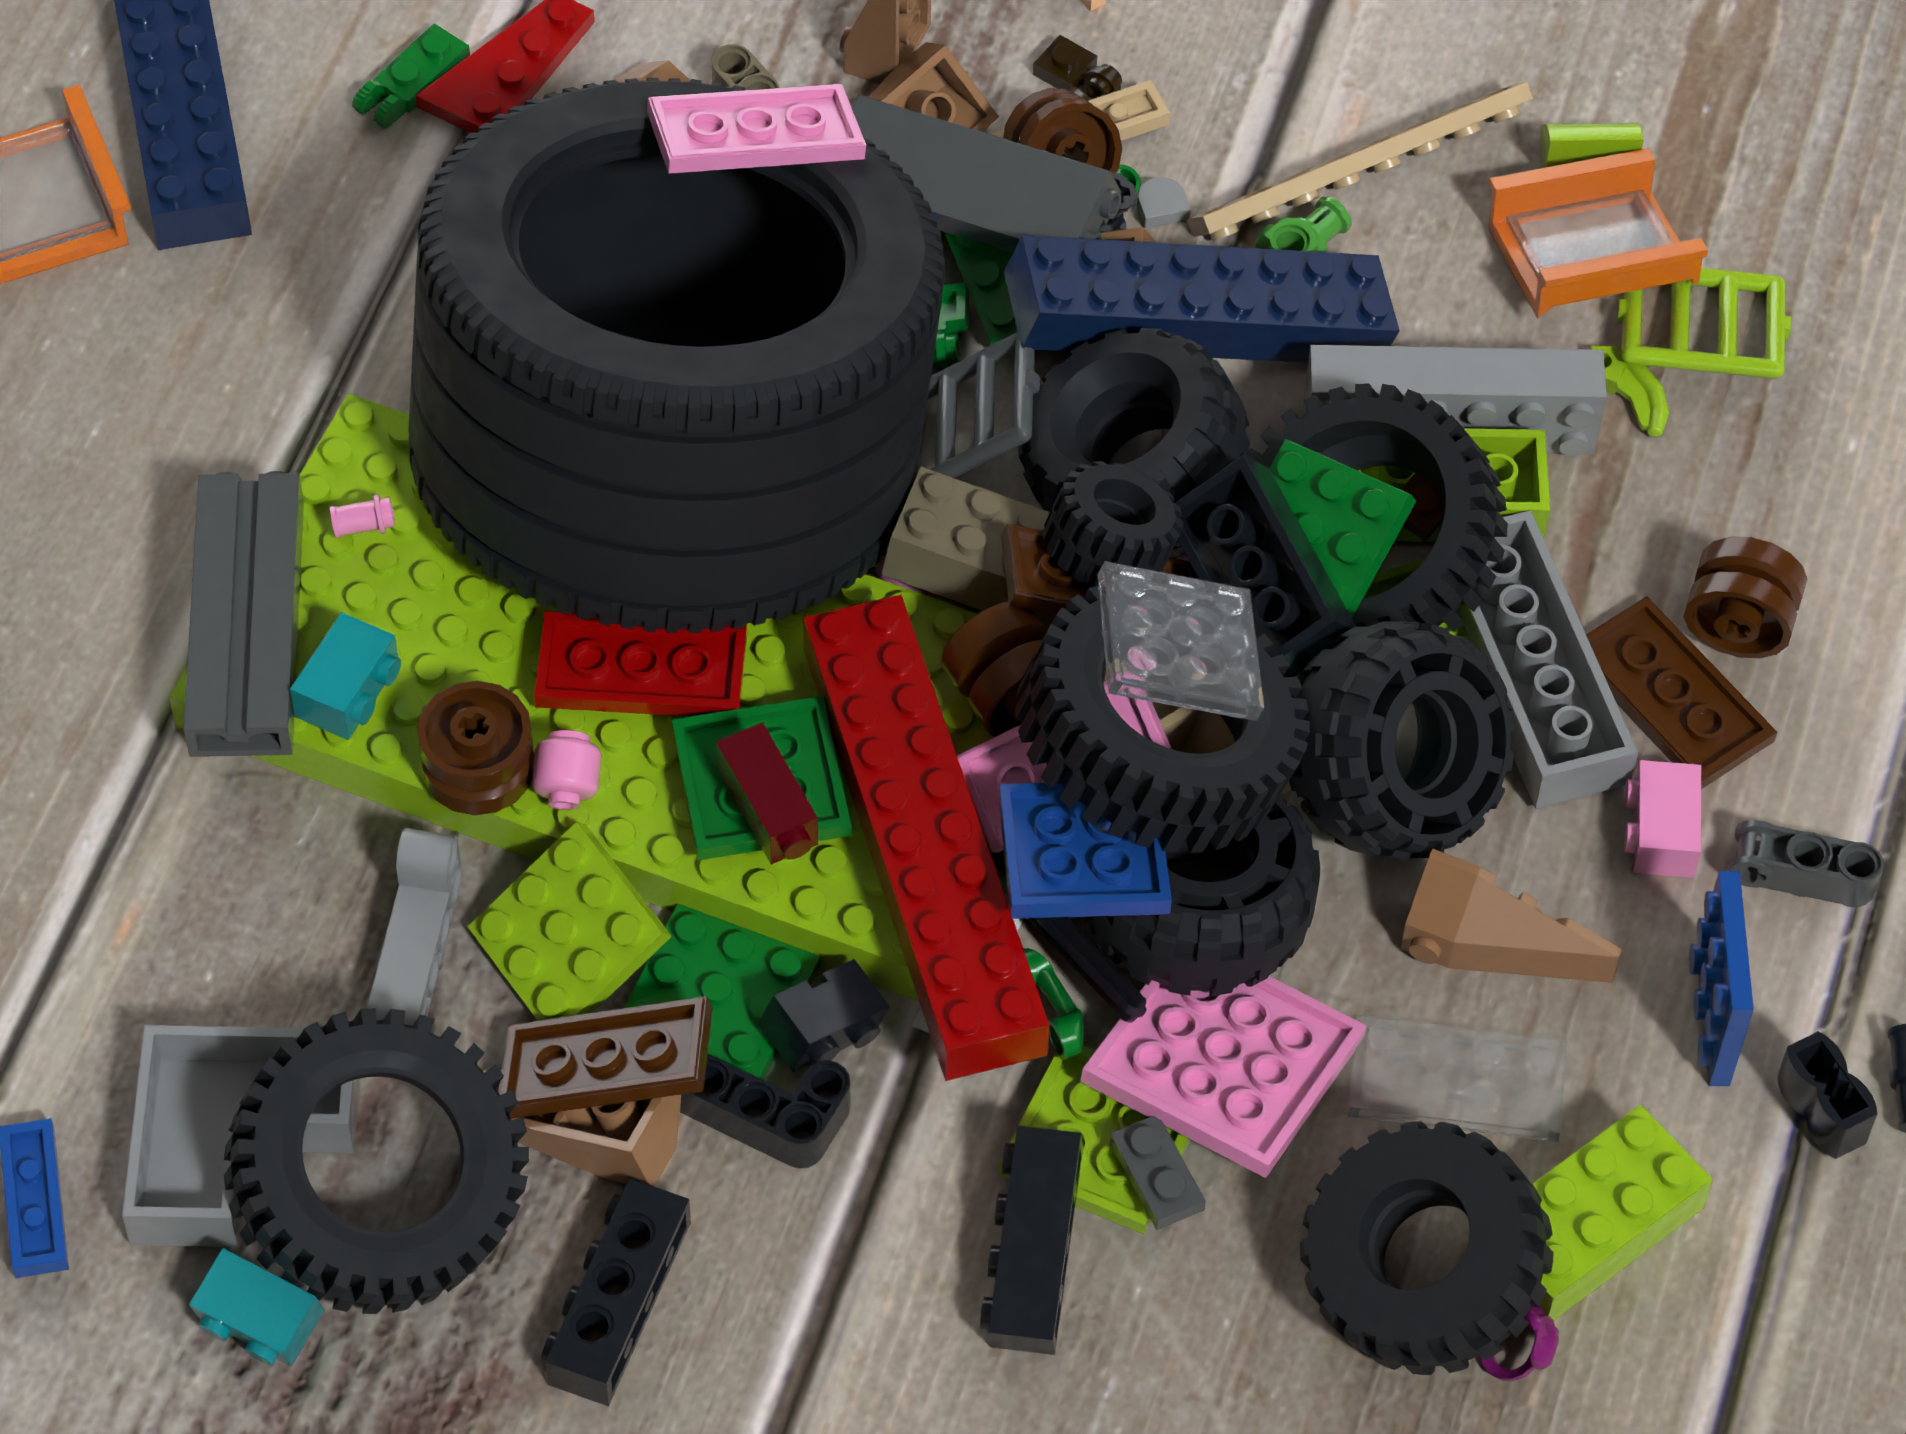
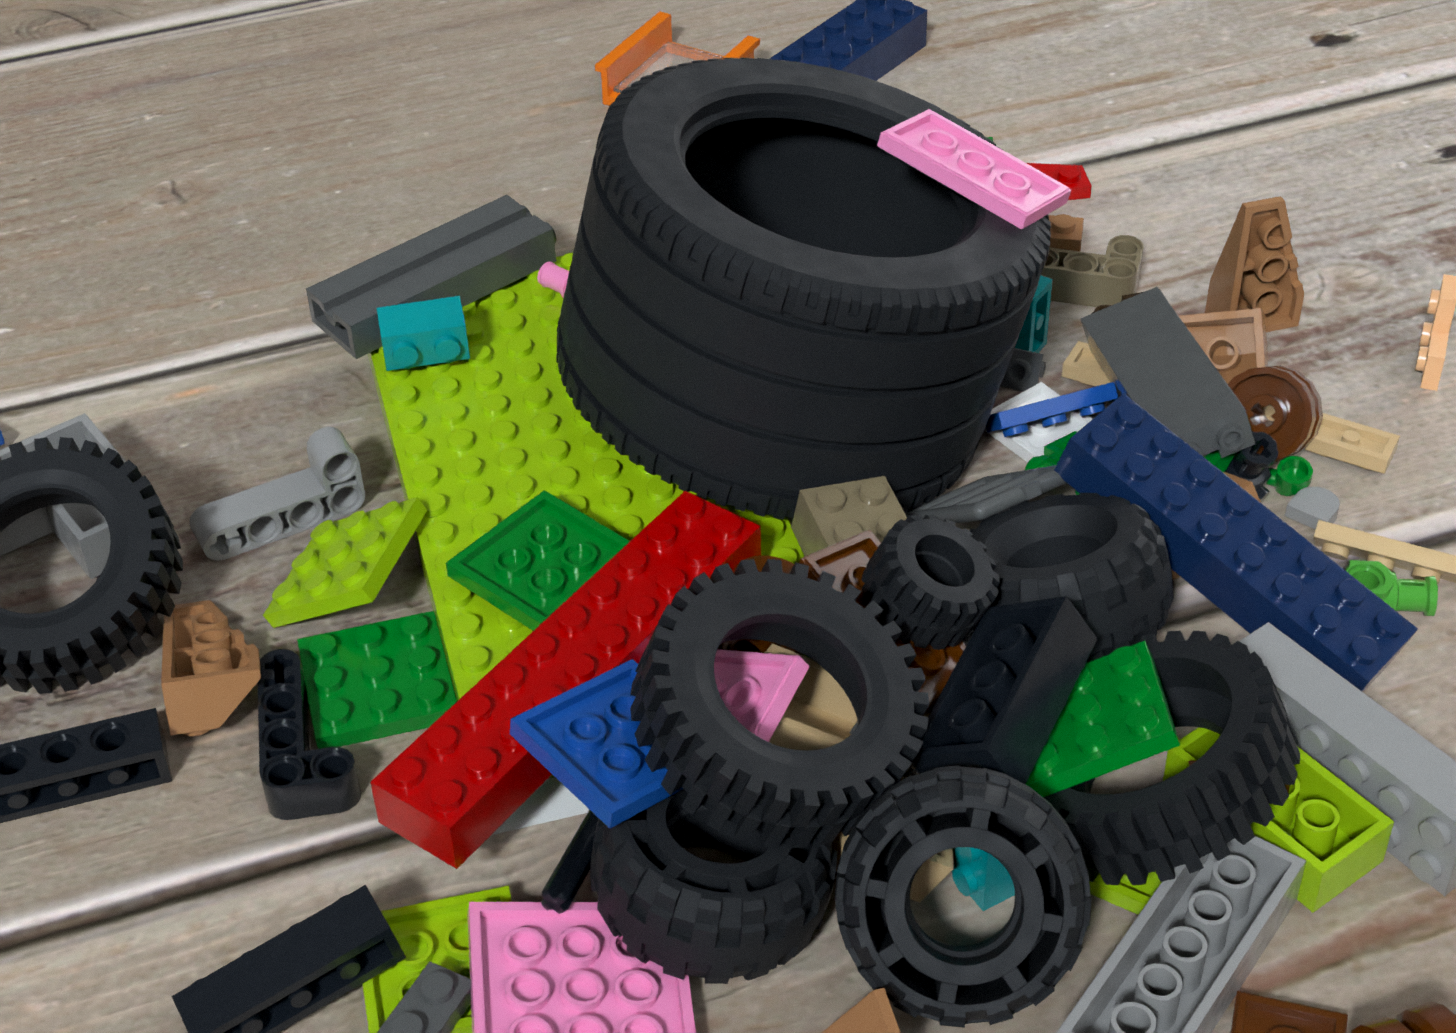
camera: 55 degrees right, 15 degrees down
(476, 747) = (424, 416): reddish brown wheel -> none
(566, 769) = (452, 467): bright pink head -> none
(607, 1057) = (246, 634): reddish brown tile -> none
(638, 670) = (577, 460): red plate -> none
(767, 793) = (515, 559): dark red brick -> none
(822, 1020) = (381, 726): black brick -> none
(1066, 1029) = (507, 880): green bar -> none
(1070, 65) = (1358, 400): dark brown plate -> none
(1180, 641) = (838, 654): clear plate -> none

